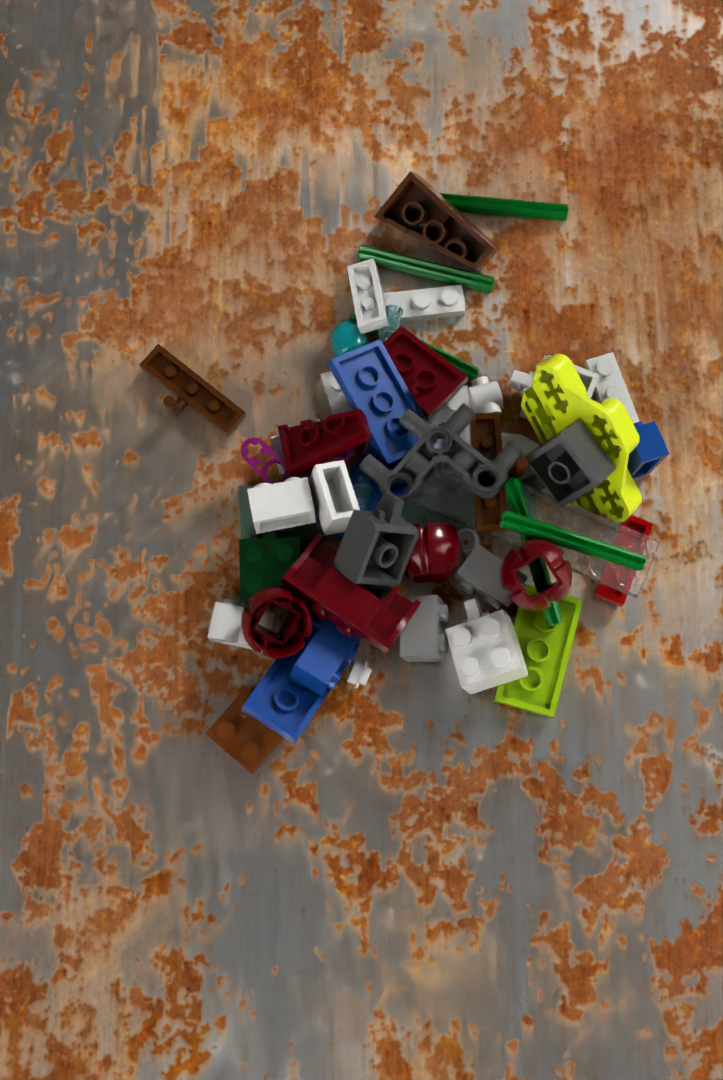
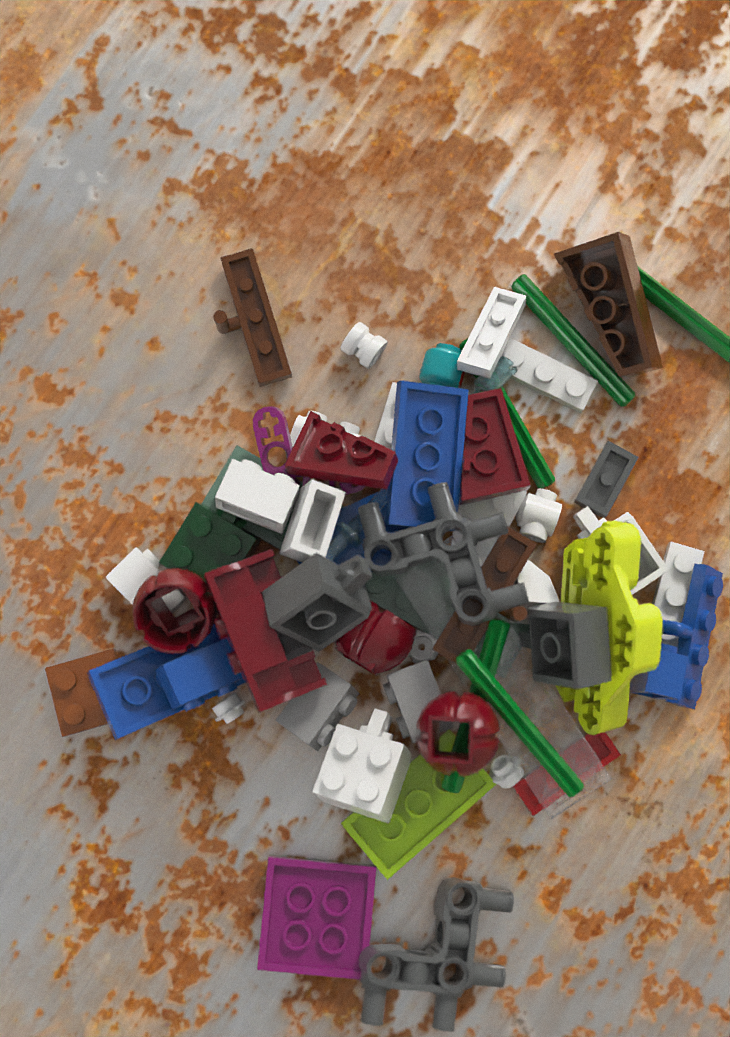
camera: 30 degrees right, 5 degrees up
(283, 361) = (364, 345): none -> white wheel
(513, 345) = (606, 479): none -> dark grey plate
(523, 778) = (316, 917): none -> magenta plate
(583, 588) = (504, 772): none -> white plate
(629, 729) = (424, 969): none -> dark grey pin
(642, 403) = (695, 629): none -> blue plate

